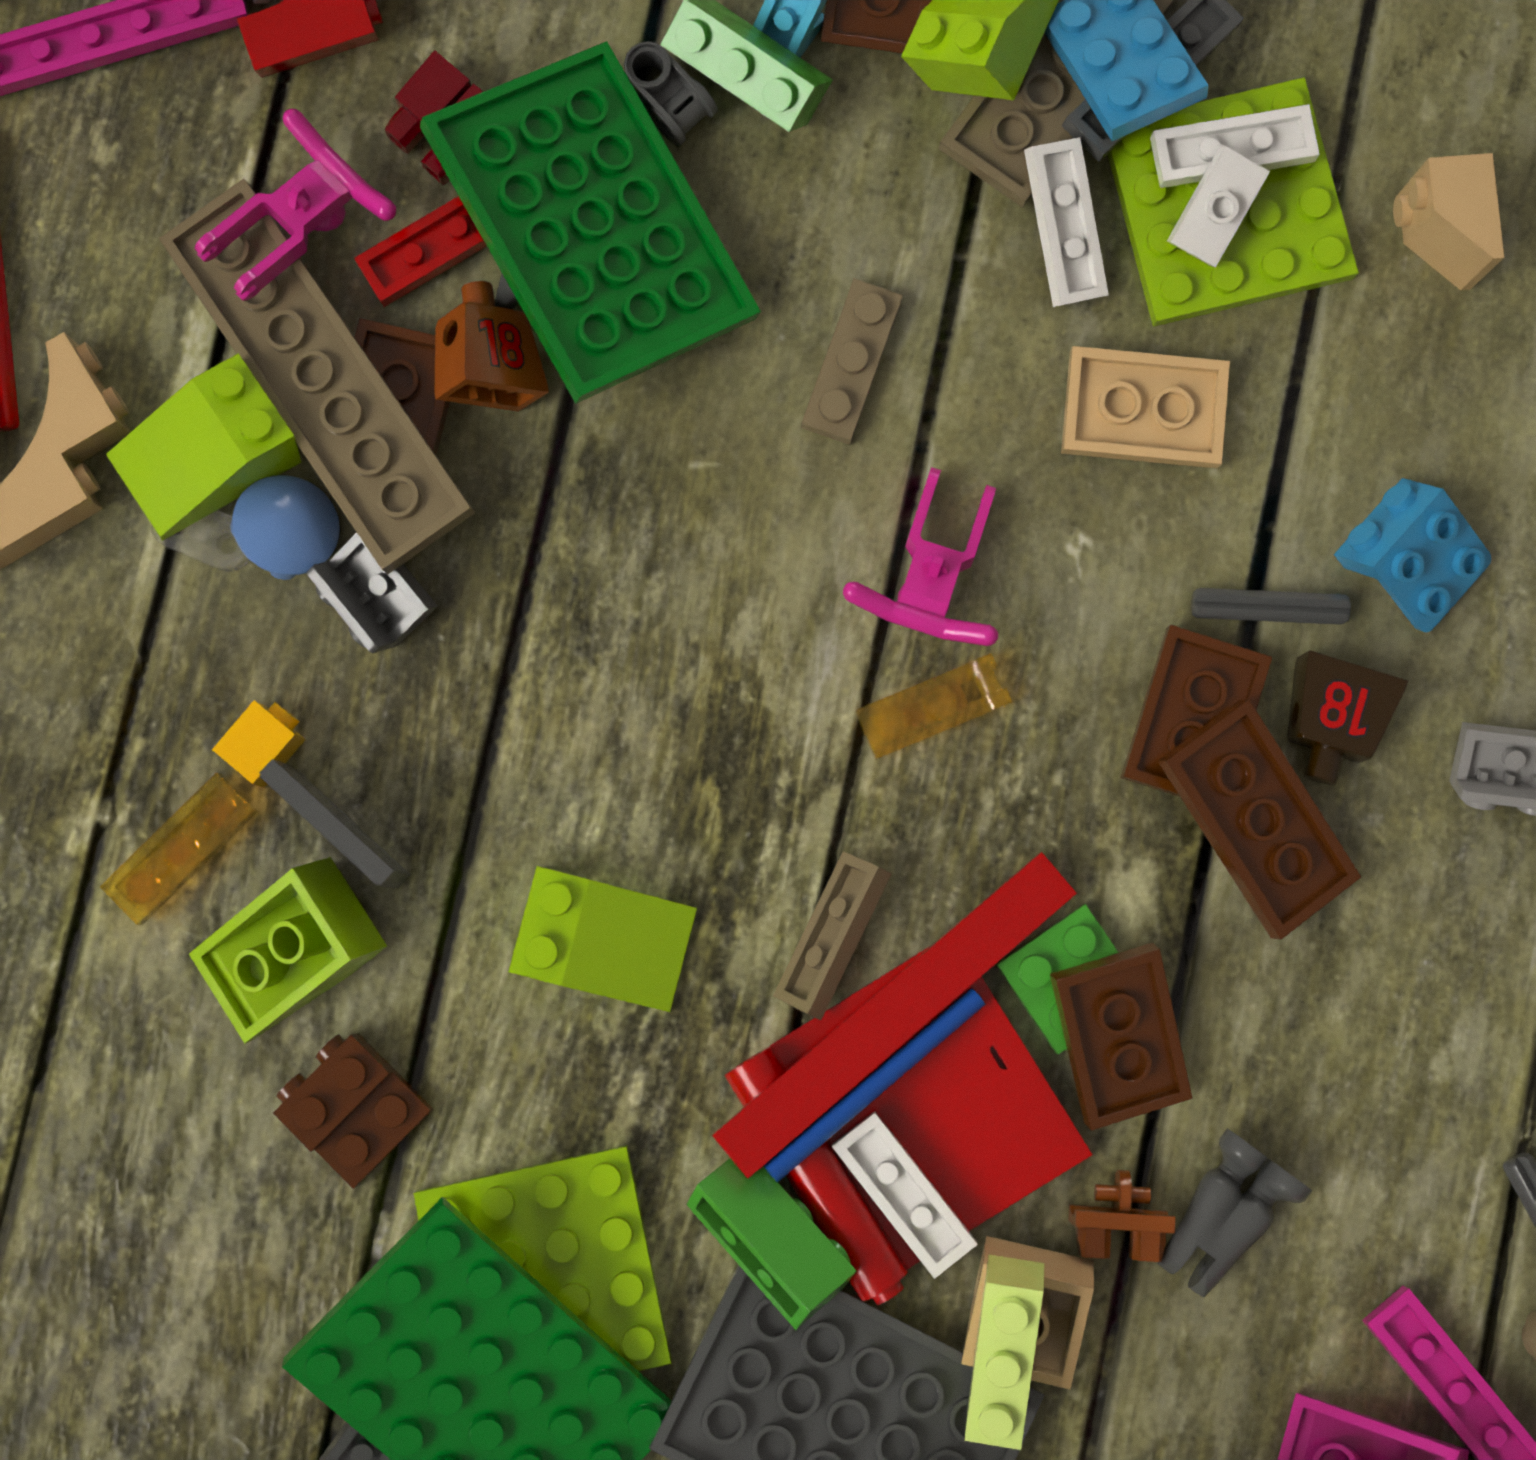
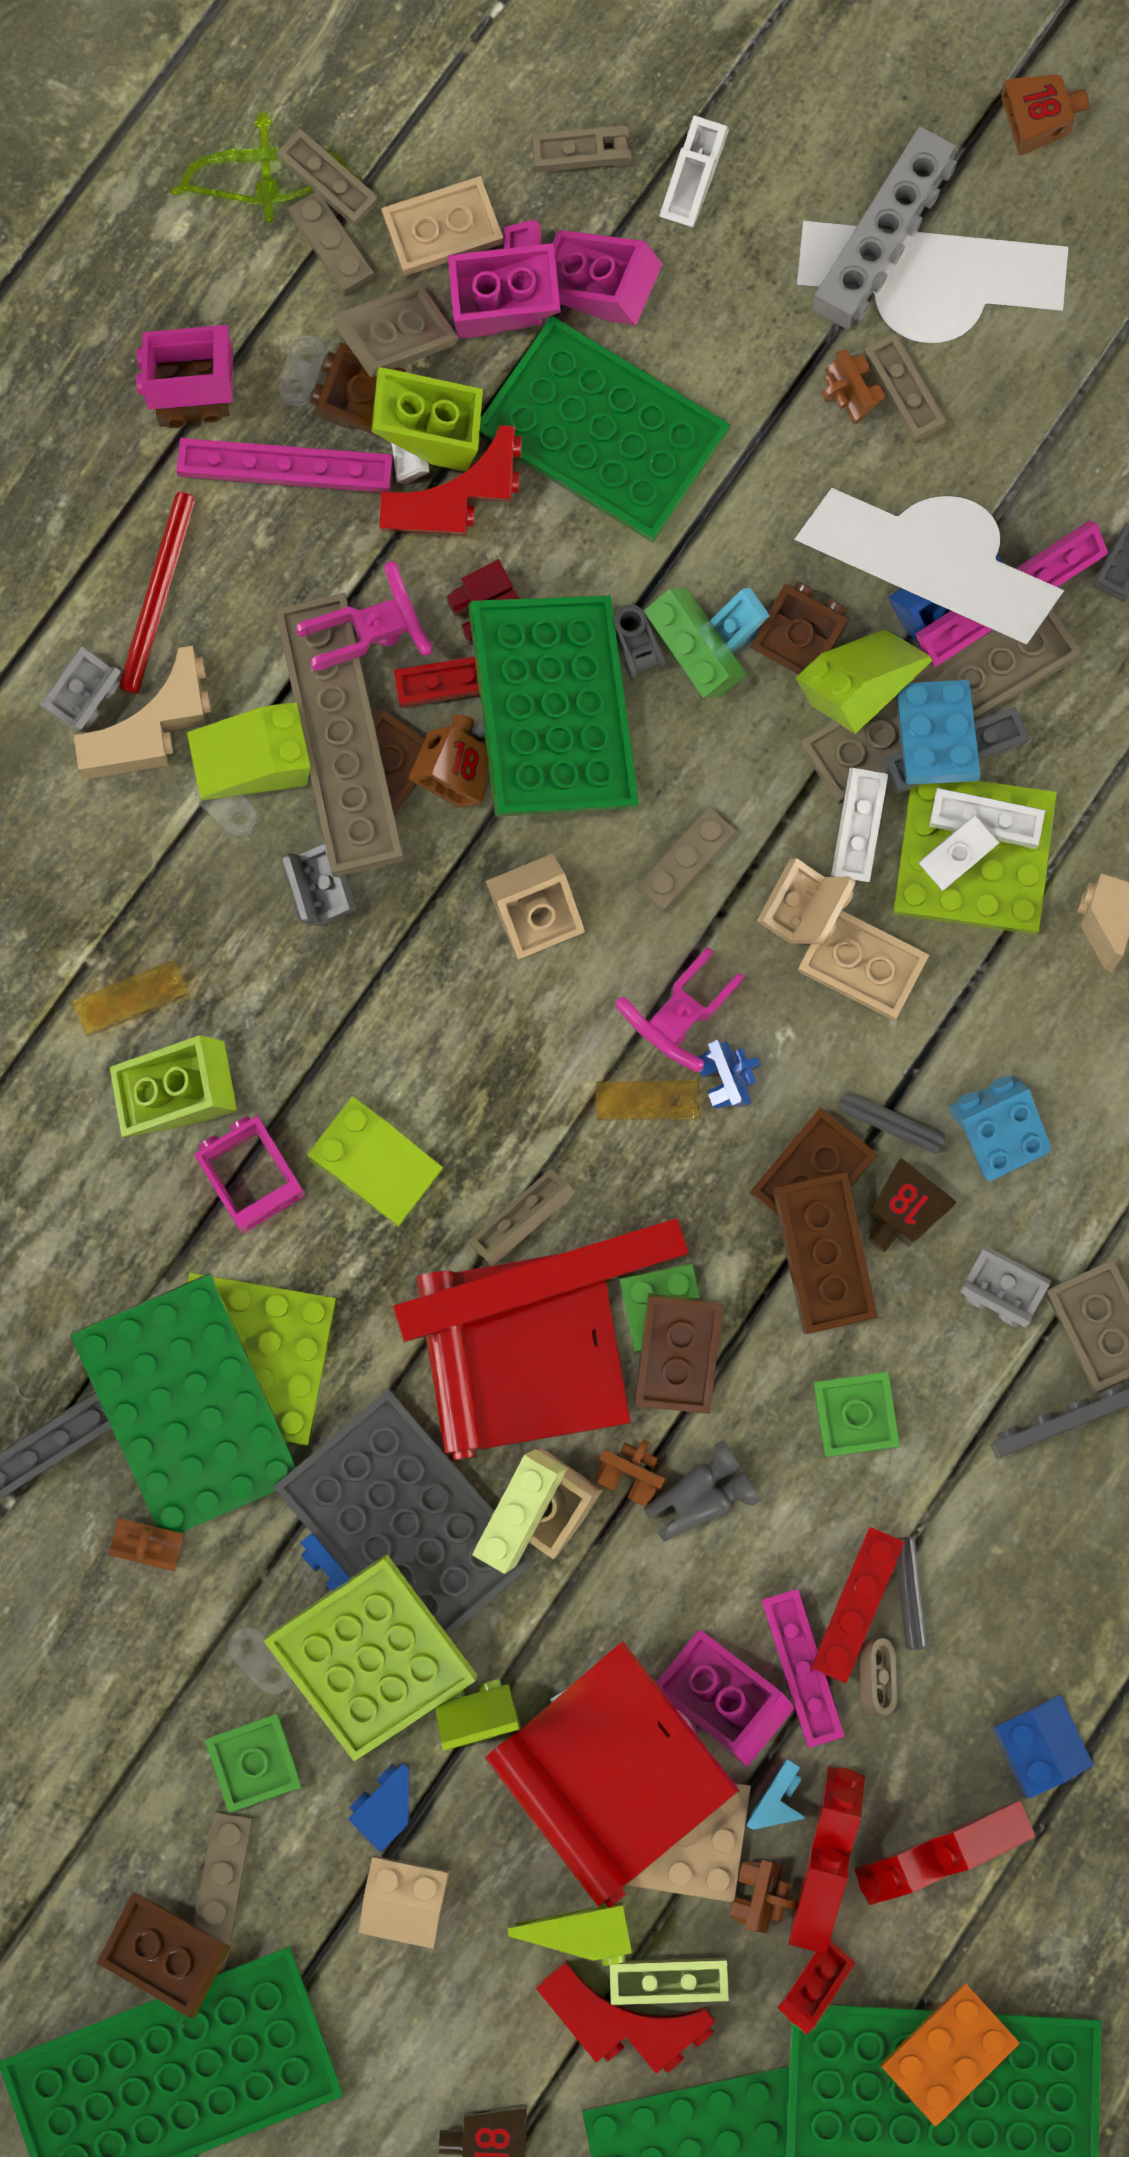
camera: 25 degrees right, 5 degrees down
(258, 738) = (209, 951): yellow brick -> none
(285, 525) = (281, 821): medium blue dish -> none
(334, 824) = (236, 1021): dark grey tile -> none
(351, 1108) = (172, 1204): reddish brown plate -> none
(378, 1007) = (270, 1204): none -> dark pink window
(677, 503) = (535, 906): none -> tan slope
(772, 1240) = (403, 1388): bright green brick -> none
(874, 1085) = (508, 1319): blue piece -> none
(904, 1194) = (499, 1397): white plate -> none
(1042, 358) = (805, 904): none -> tan bracket
(1044, 646) = (721, 1060): none -> blue hips
(1386, 1019) = (856, 1414): none -> bright green plate
(1499, 1280) = (857, 1605): none -> red plate

